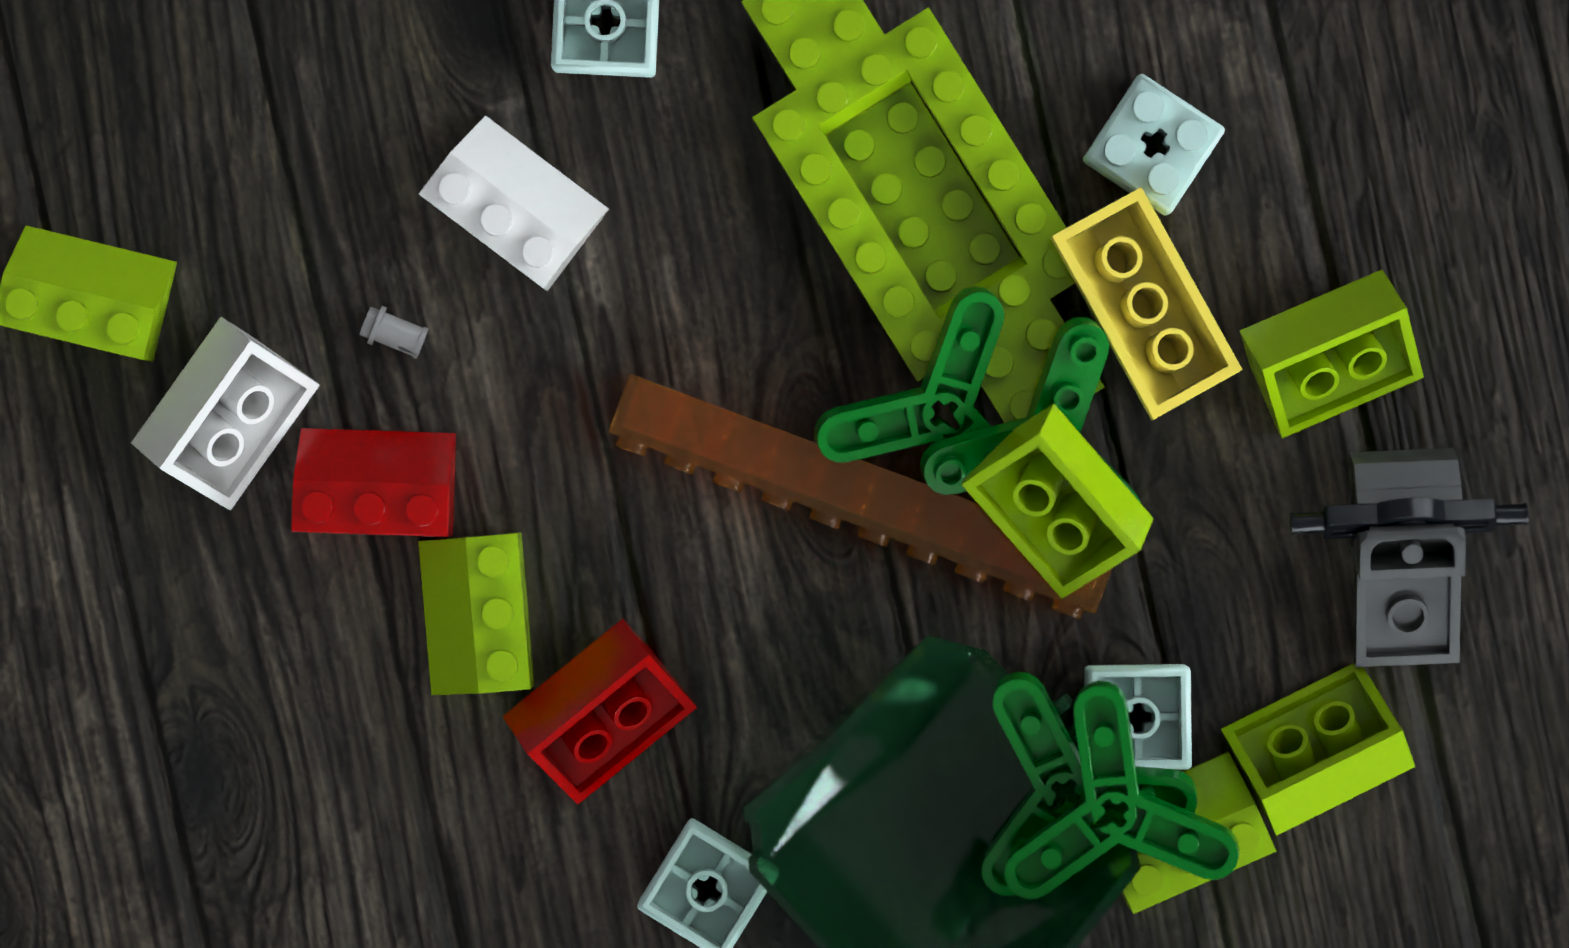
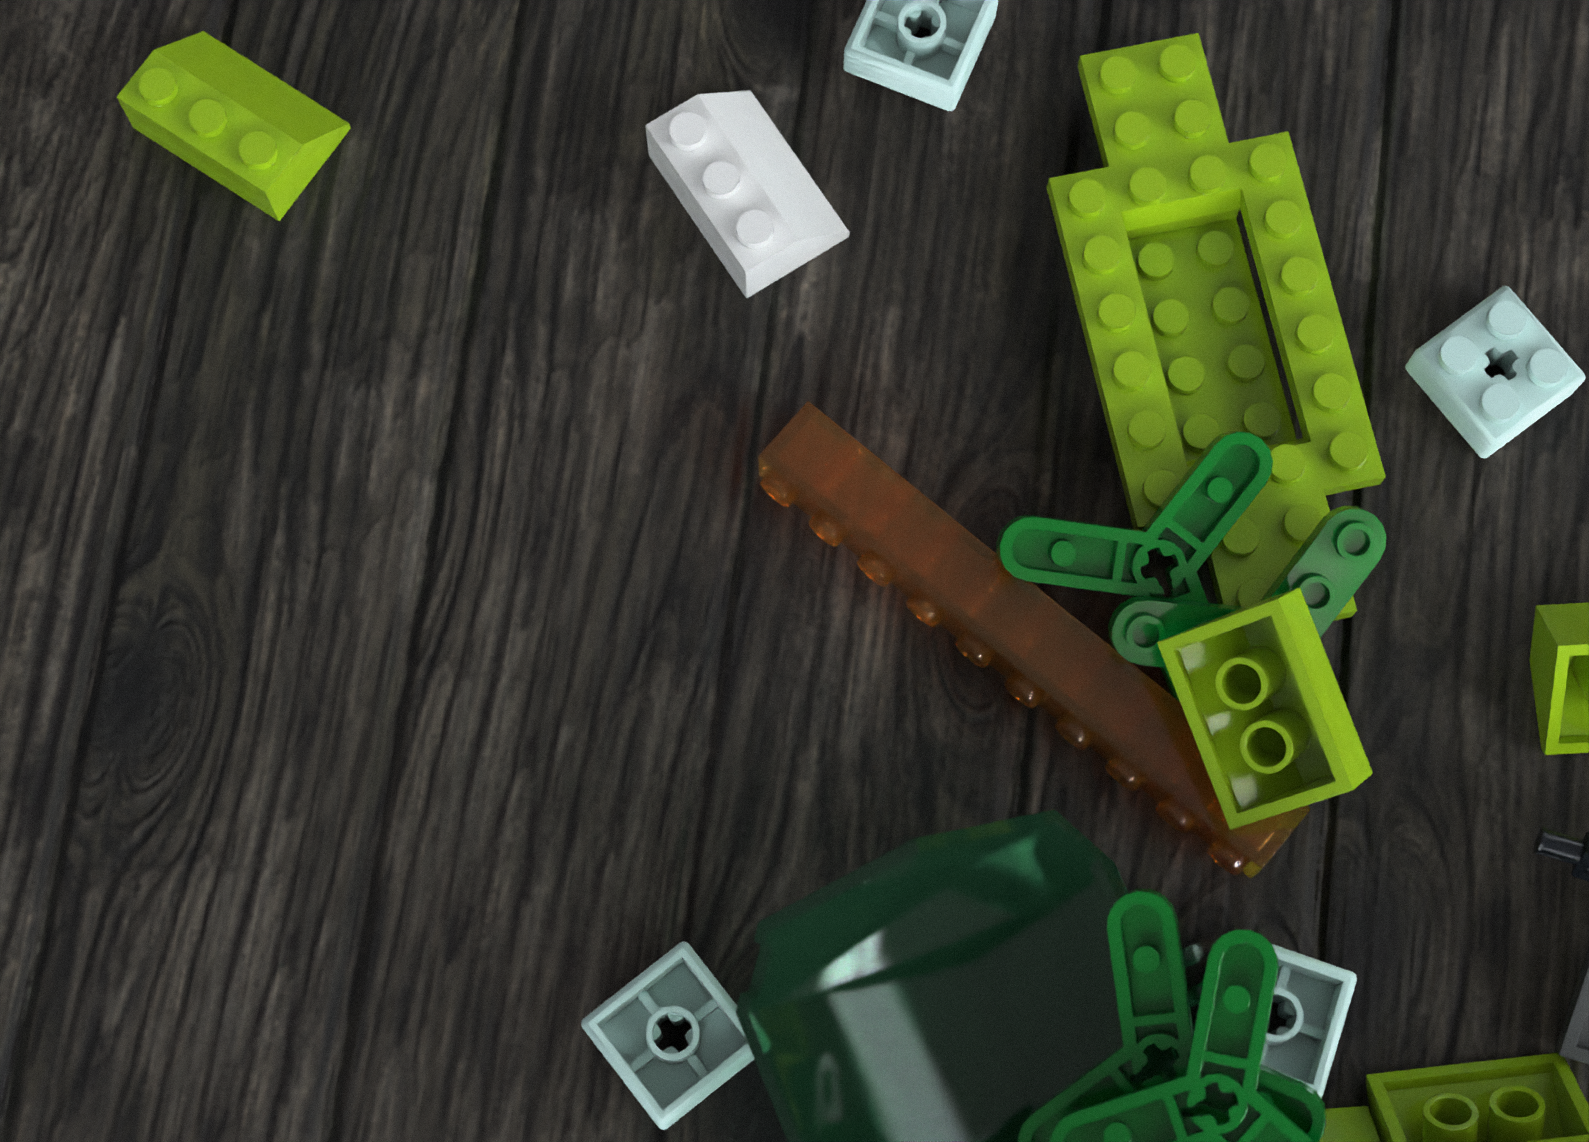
camera: 20 degrees right, 15 degrees down
(224, 414) = (334, 295): white slope -> none
(374, 482) = (466, 432): red slope -> none
(393, 332) = (557, 275): light grey pin -> none
(476, 614) = (528, 615): lime slope -> none
(599, 712) = (625, 779): red slope -> none
(1146, 303) = (1443, 531): light yellow slope -> none

